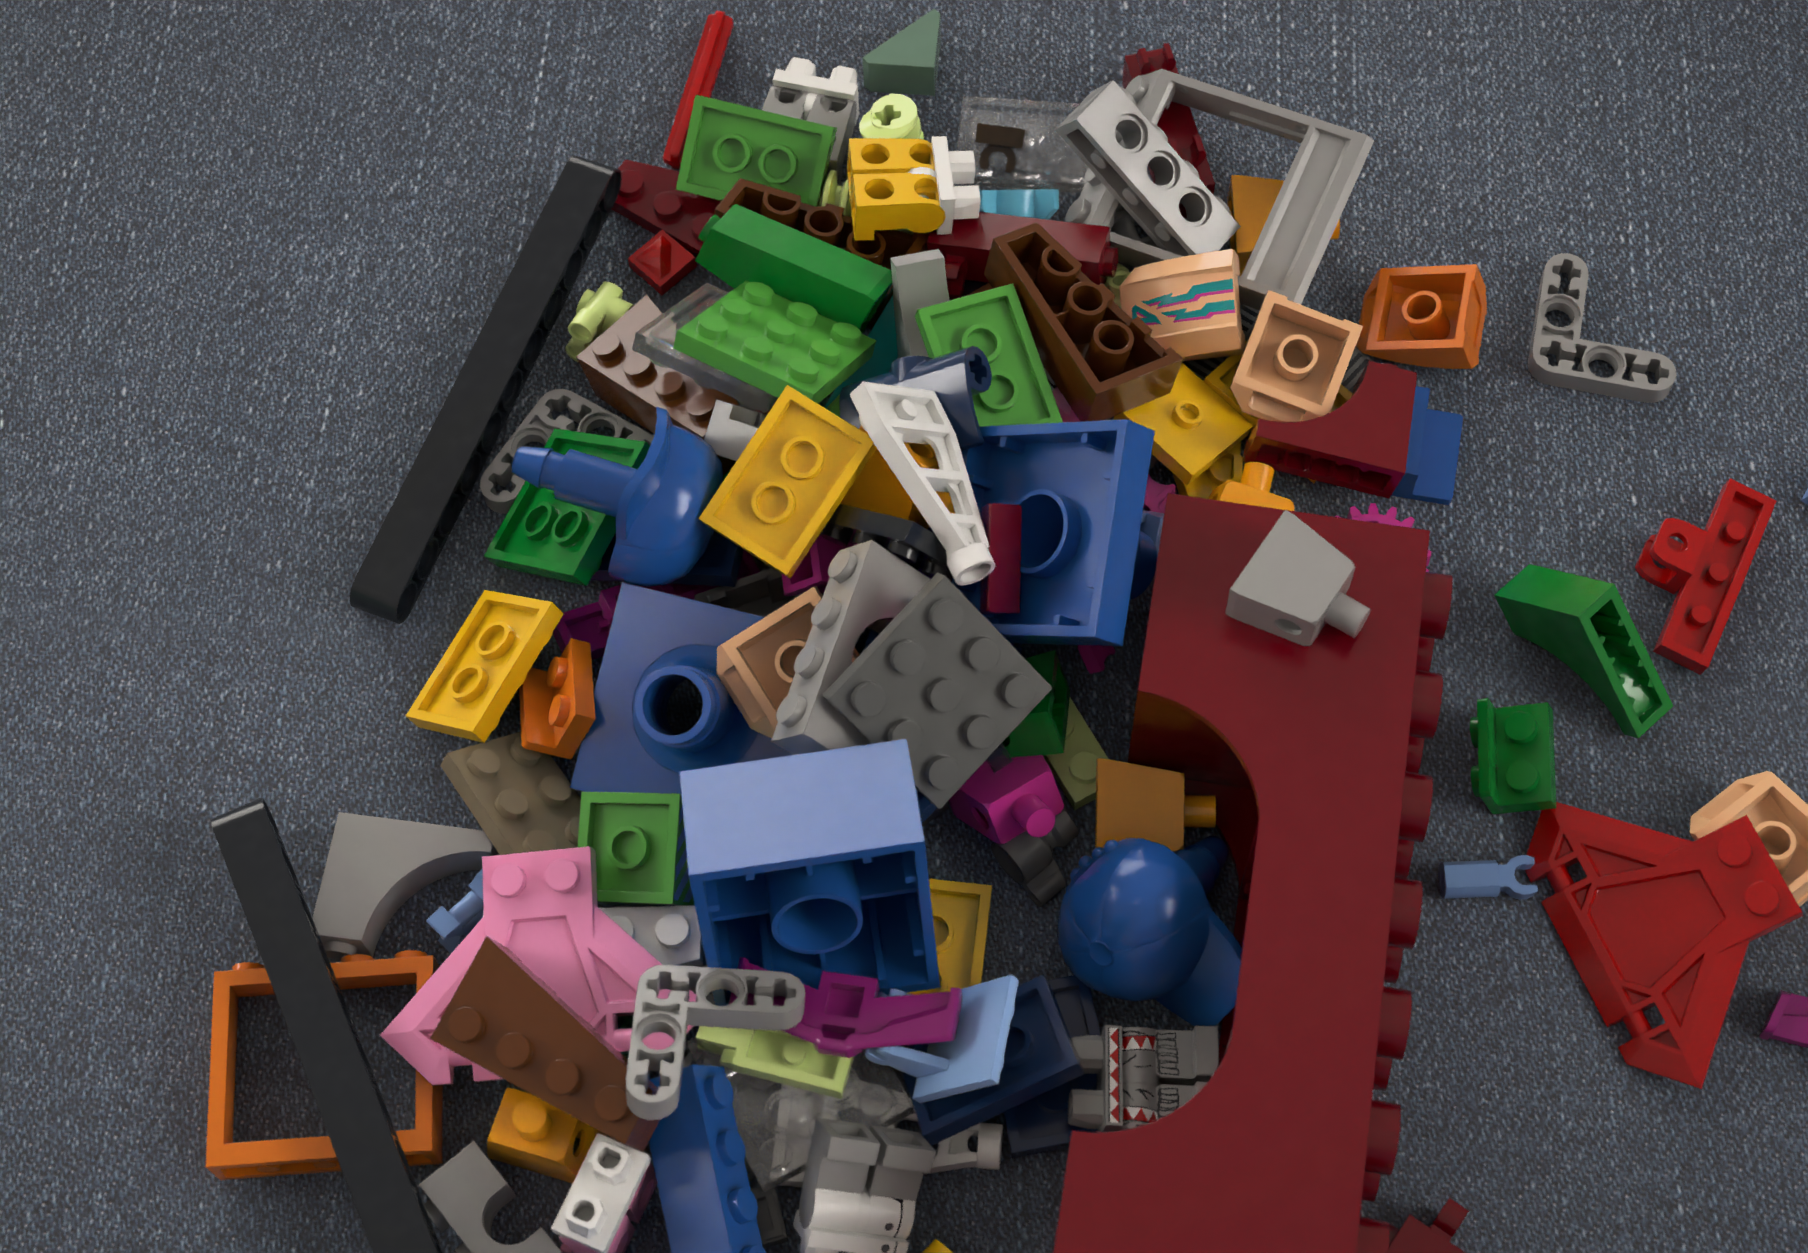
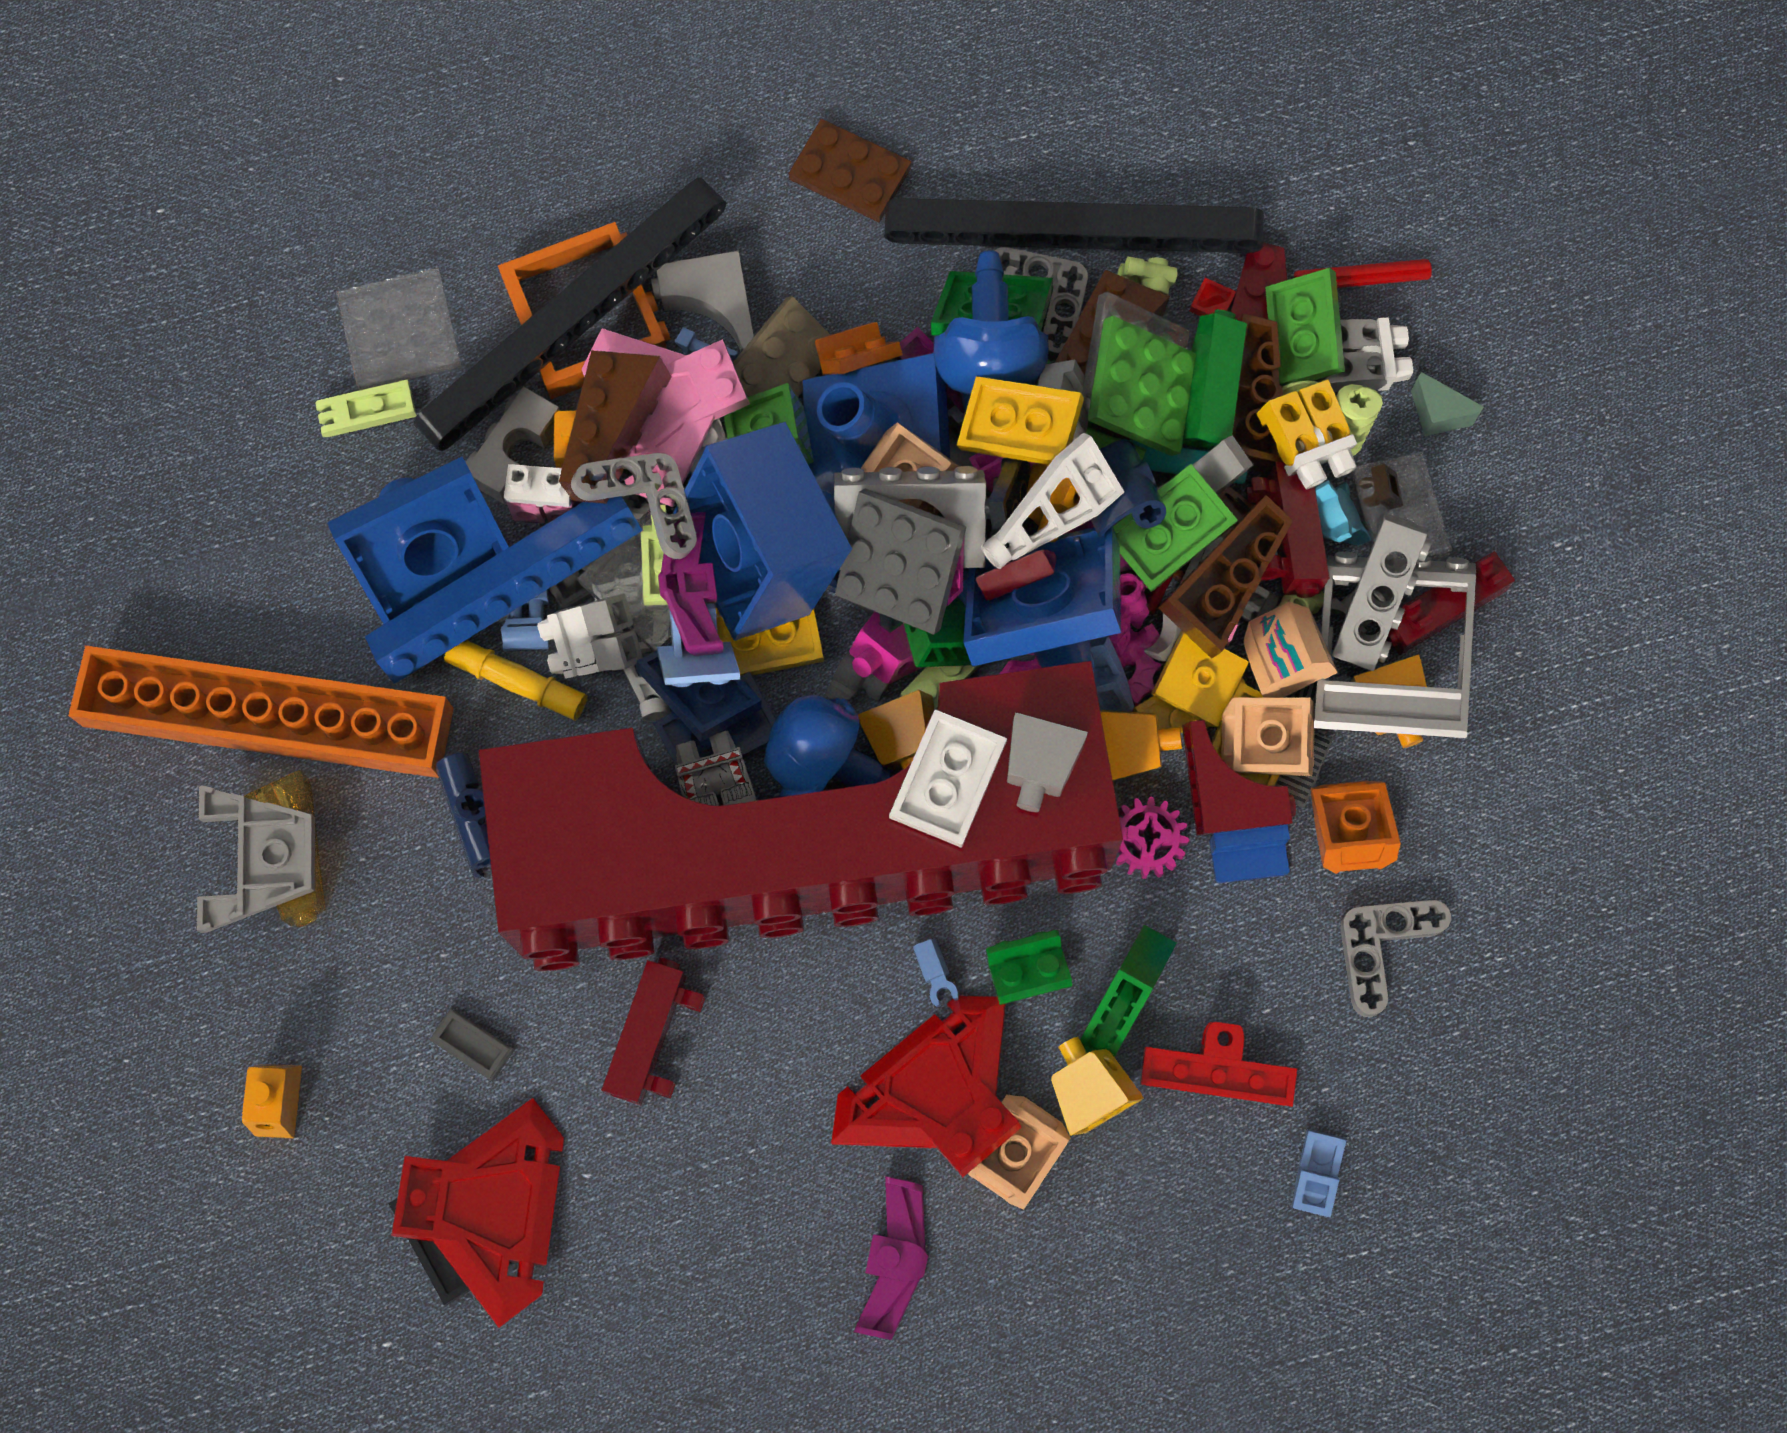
camera: 70 degrees right, 10 degrees up
(274, 639) = (850, 170): none -> reddish brown plate
(485, 665) = (868, 299): yellow plate -> none
(1288, 713) = (948, 778): none -> white plate
(1704, 722) = (1091, 1087): none -> yellow torso

